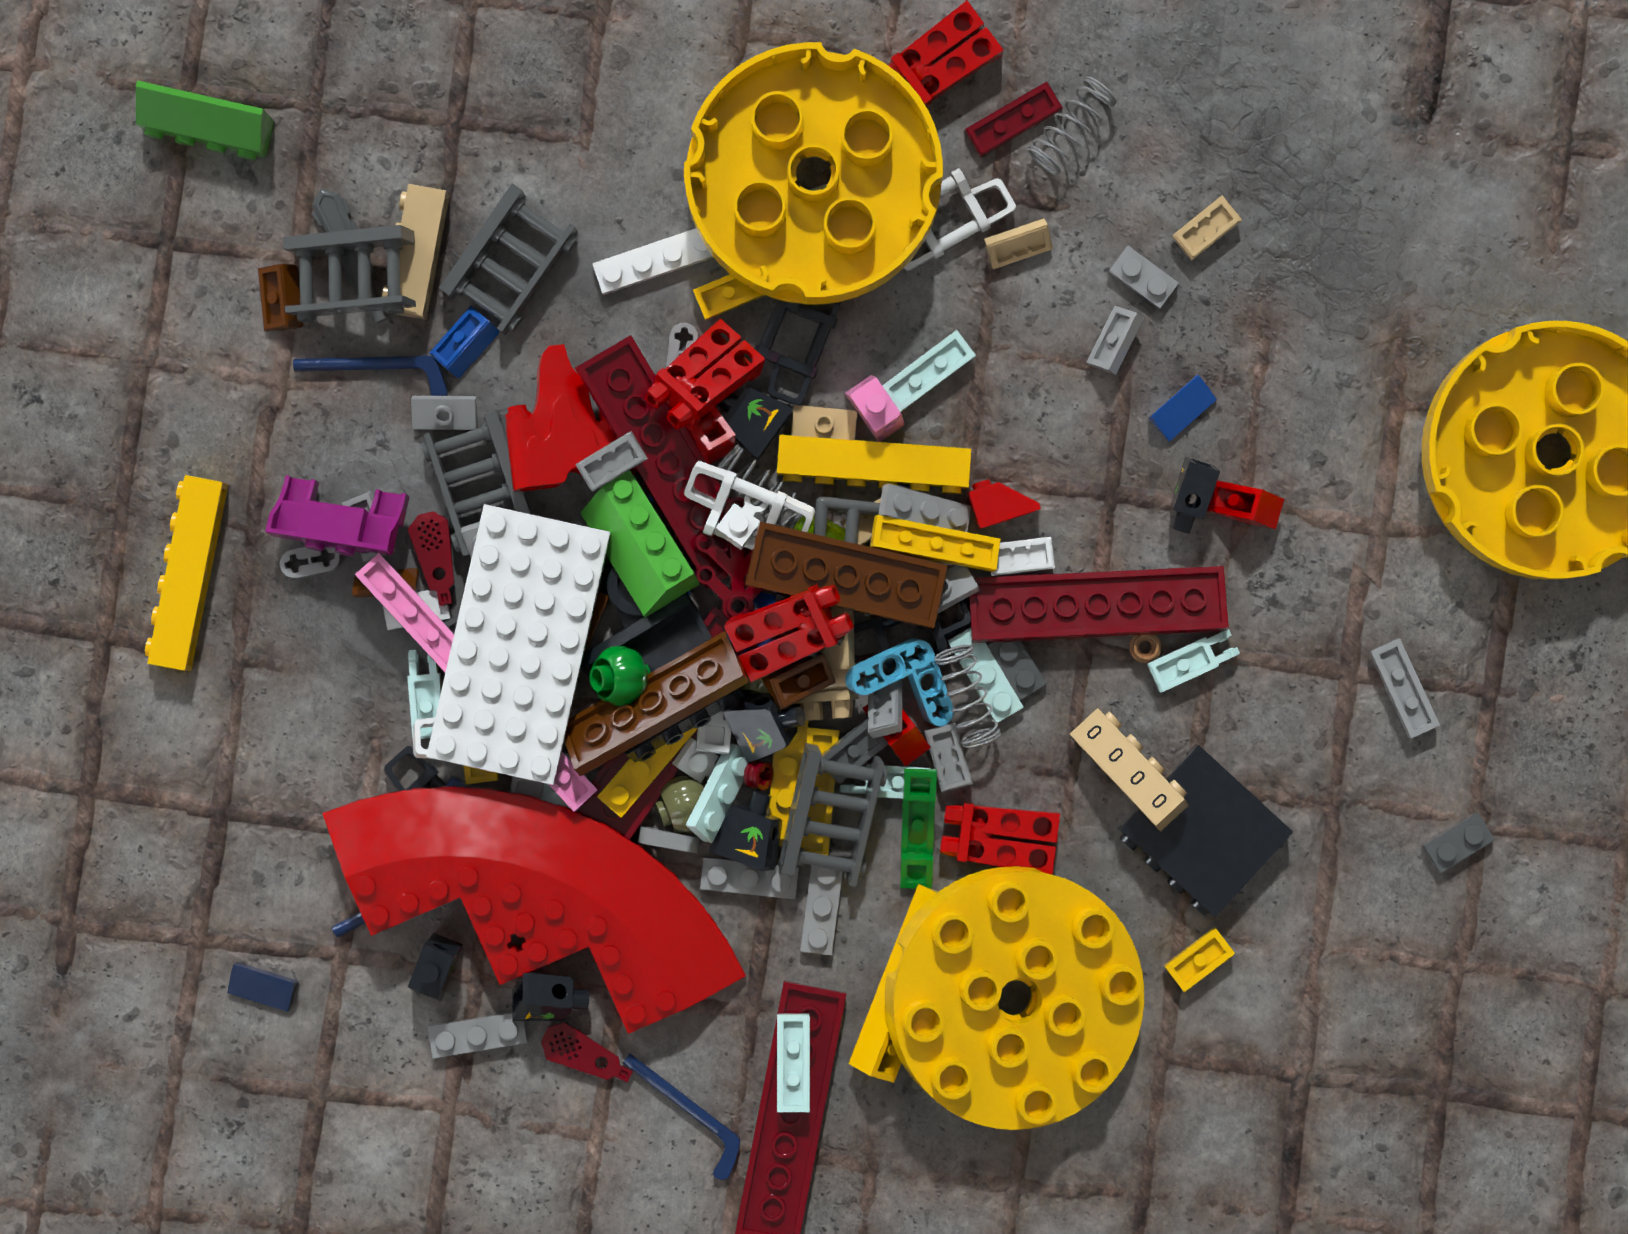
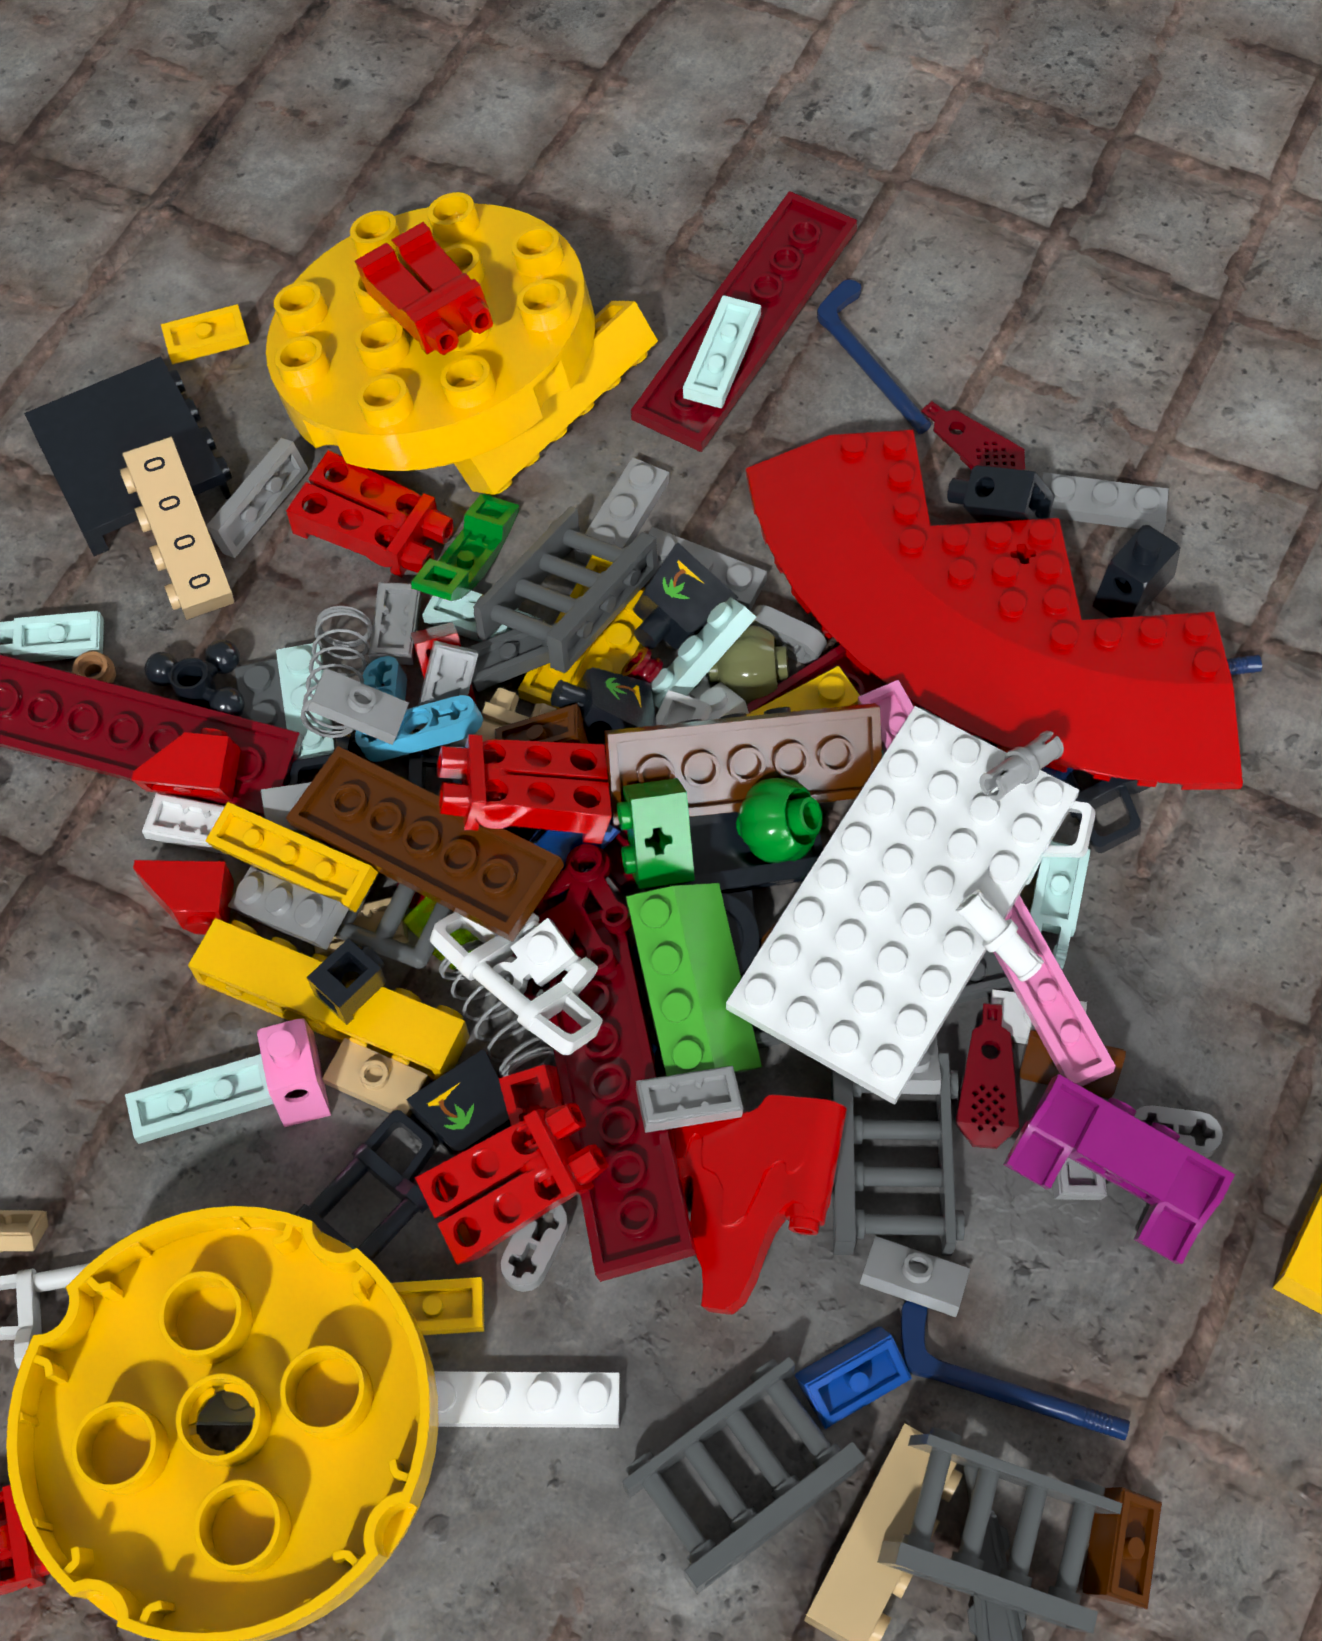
camera: 160 degrees left, 25 degrees down
(448, 629) = (1000, 935): none -> white pin
(466, 753) = (1021, 765): none -> light grey pin
(693, 631) = (669, 856): none -> brick
(866, 459) = (342, 965): none -> black brick
(930, 659) = (358, 706): none -> light grey plate
(999, 976) = (424, 290): none -> red hips
(1030, 586) = (193, 766): none -> red slope
(1058, 686) = (194, 678): none -> black piece
(1092, 825) = (257, 497): none -> light grey plate

